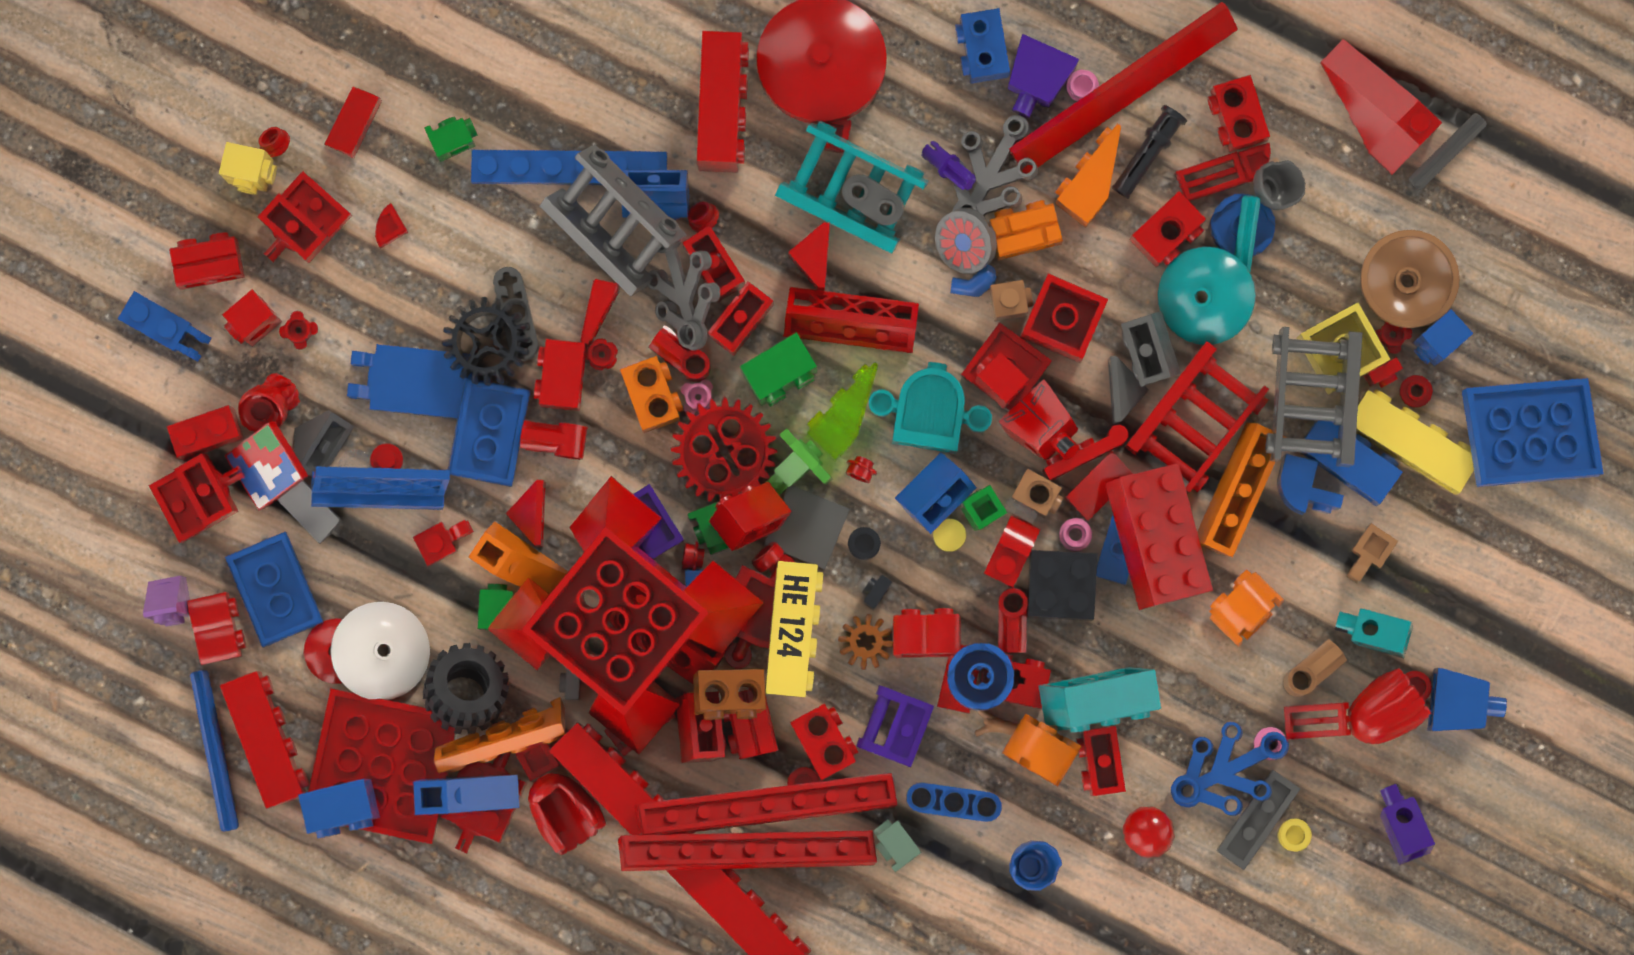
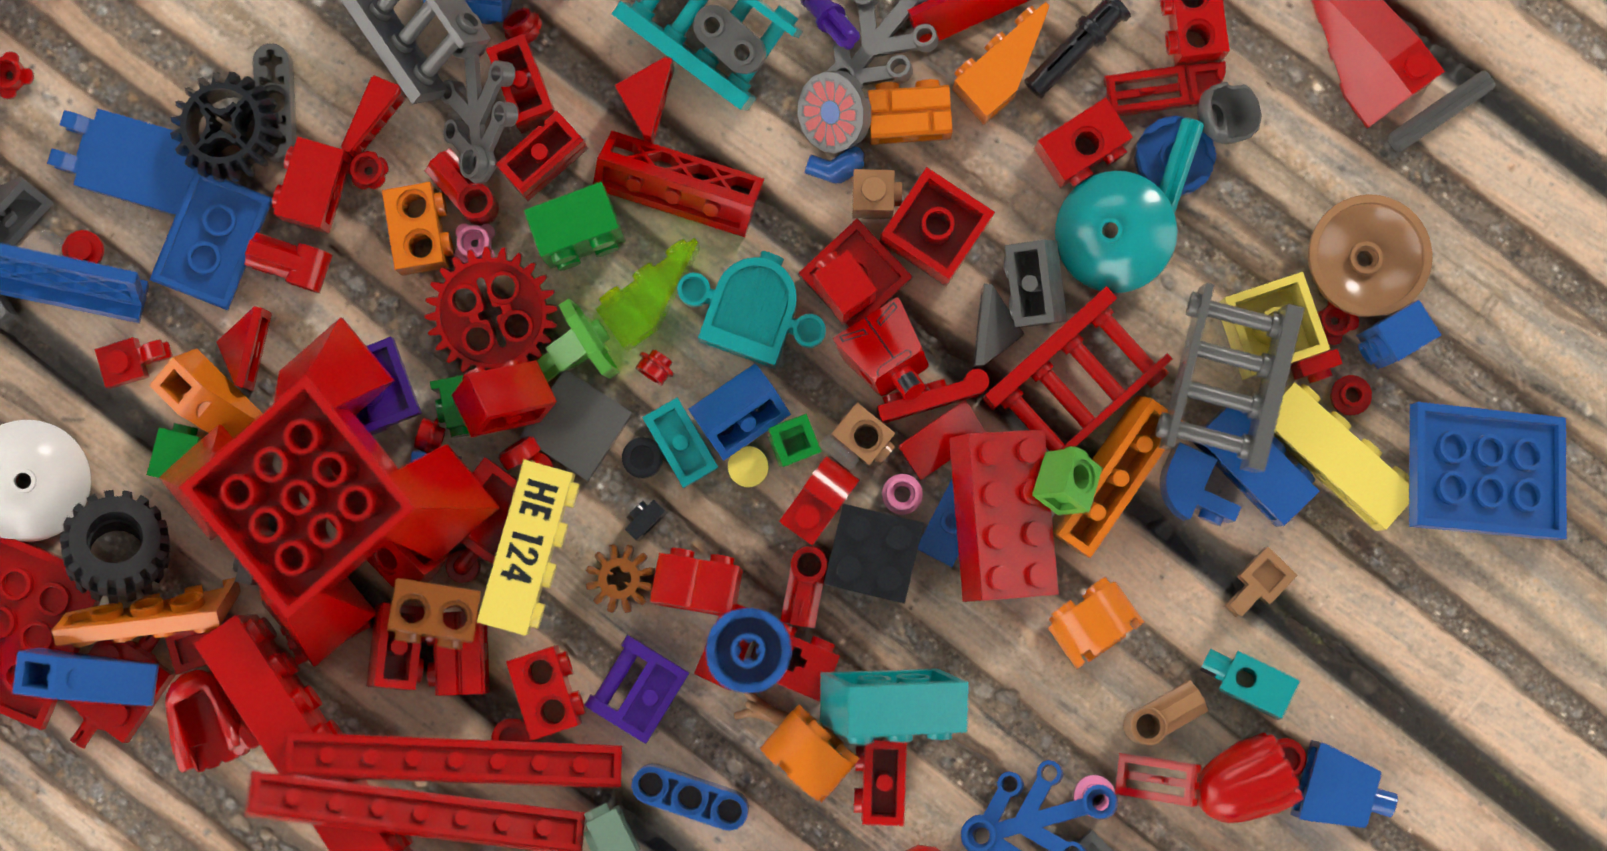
camera: 10 degrees right, 0 degrees up
(892, 526) = (680, 442): none -> teal plate
(1203, 500) = (1067, 481): none -> bright green brick

